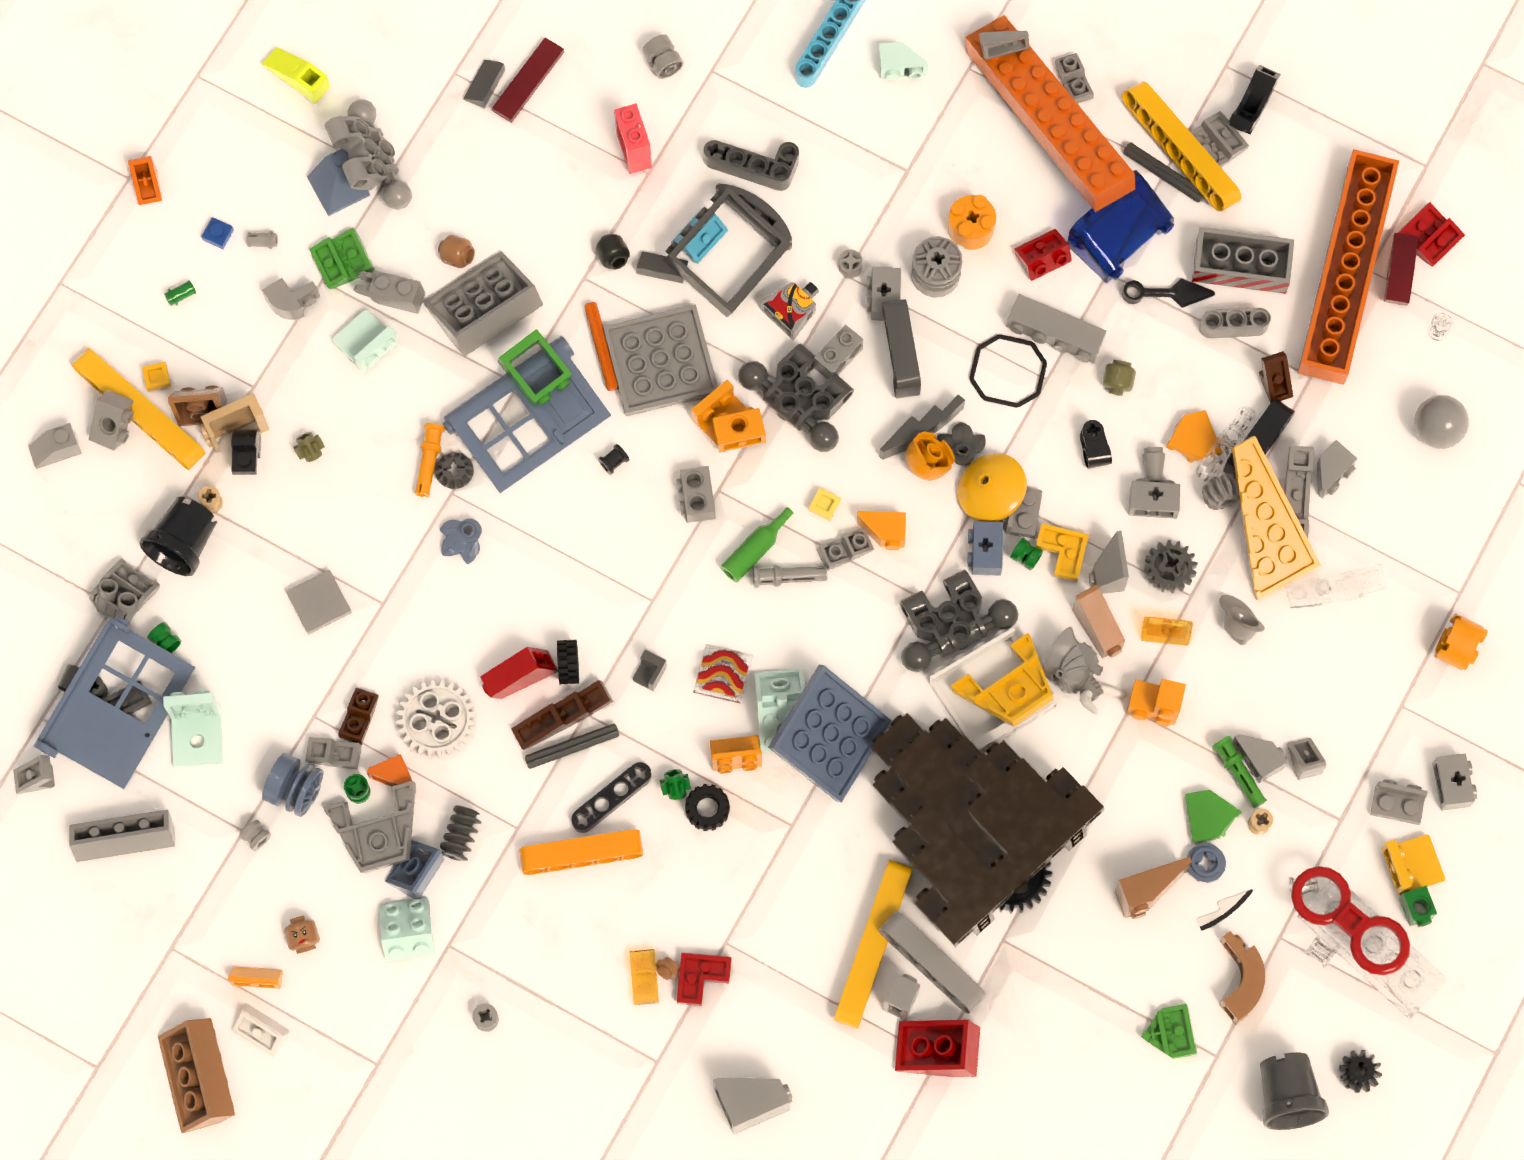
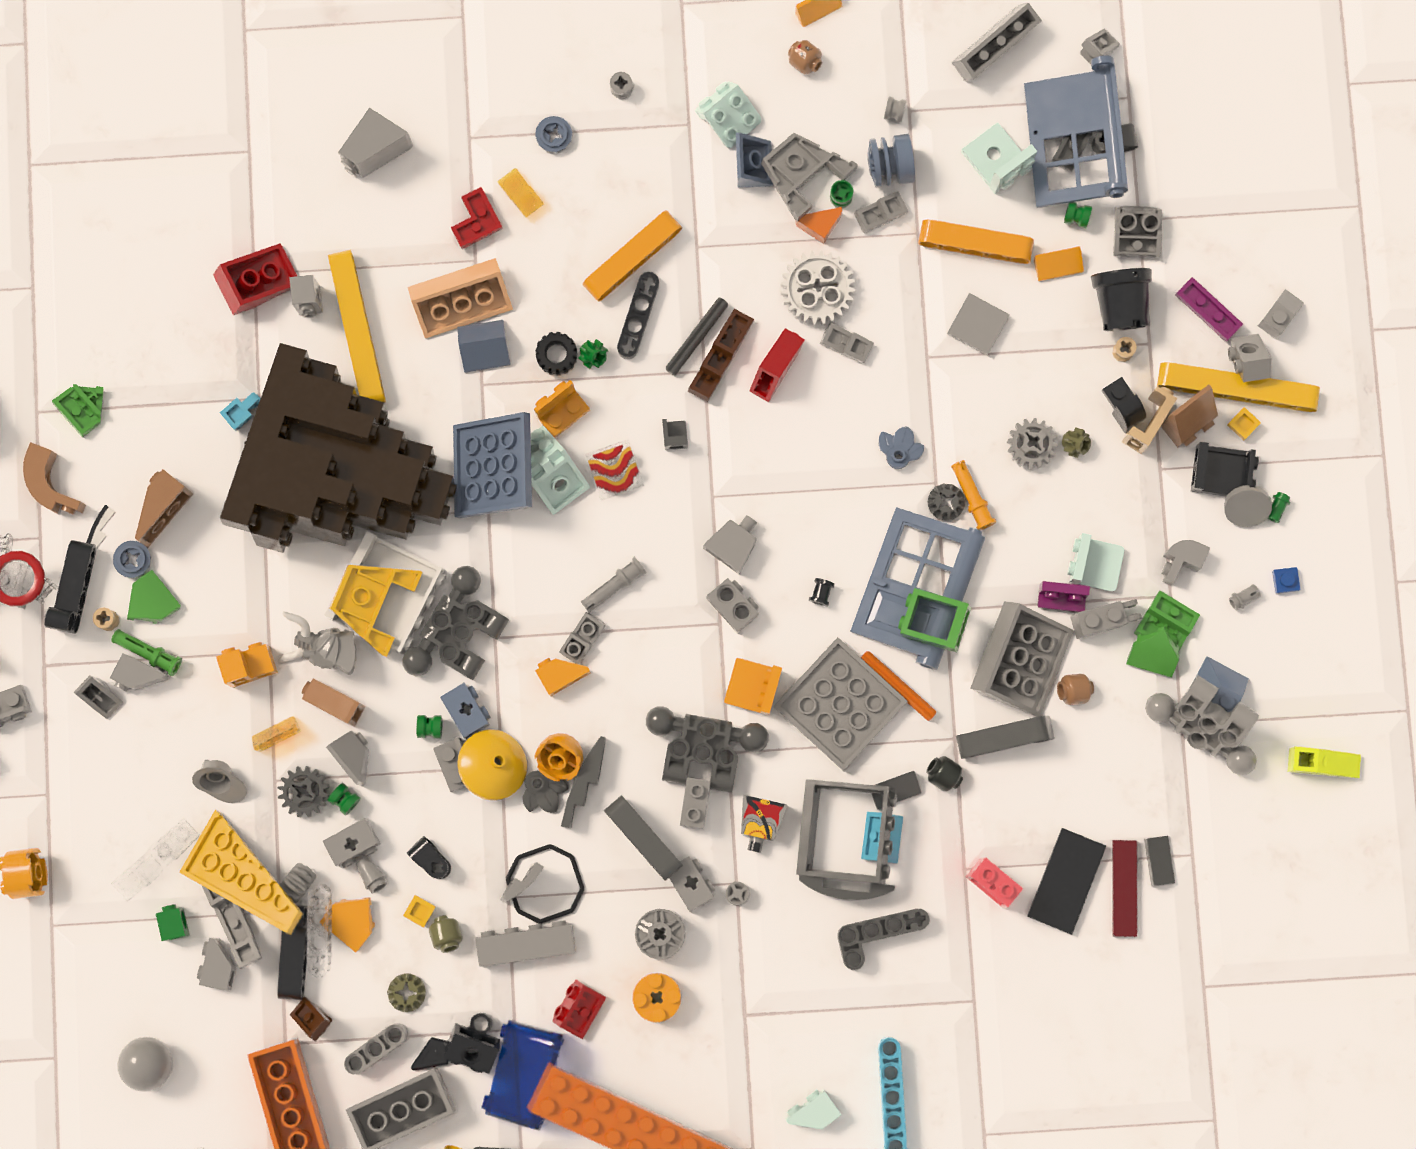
camera: 150 degrees right, 10 degrees up
(113, 489) = (1209, 309): none -> magenta plate
(145, 180) = (1378, 584): orange slope -> none
(202, 349) = (1222, 469): none -> black panel
(205, 305) = (1247, 506): none -> light grey tile
(211, 609) = (1059, 263): none -> light orange slope
(269, 672) = (976, 241): none -> light orange beam
(337, 470) = (1037, 450): none -> light grey gear
(358, 716) = (881, 253): reddish brown slope -> none
(370, 238) = (1154, 653): none -> bright green slope
(412, 330) = (1062, 596): none -> magenta bracket
(444, 657) = (846, 343): none -> light grey slope
(459, 833) = (734, 208): dark grey piece -> none
(542, 246) = (1005, 736): none -> dark grey beam
(567, 661) = (743, 395): black tyre -> none
(571, 113) = (1066, 881): none -> black tile
(580, 1000) = (548, 125): none -> sand blue gear
(662, 545) = (733, 543): none -> light grey torso
(663, 56) = (1023, 982): light grey wheel -> none
(667, 968) = (505, 208): medium nougat plate -> none
(728, 439) = (739, 666): light orange brick -> none
(754, 547) = (656, 590): bright green piece -> none
(761, 912) = (460, 298): none -> light nougat slope
(767, 858) = (483, 346): none -> sand blue slope
(824, 504) = (623, 664): light yellow plate -> none
(932, 962) = (304, 337): light grey beam -> none
(1029, 934) = (238, 412): none -> medium azure plate
(1032, 370) = (516, 886): none -> light grey slope
(1069, 546) = (398, 756): yellow plate -> none
(1130, 410) = (419, 911): none -> yellow plate
(1139, 539) = (344, 799): none -> green wheel
(1153, 272) = (465, 1038): none -> black brick
(1184, 363) = (414, 1001): none -> olive gear
(1276, 866) = (72, 588): none -> black beam
(1351, 526) = (172, 923): none -> green brick

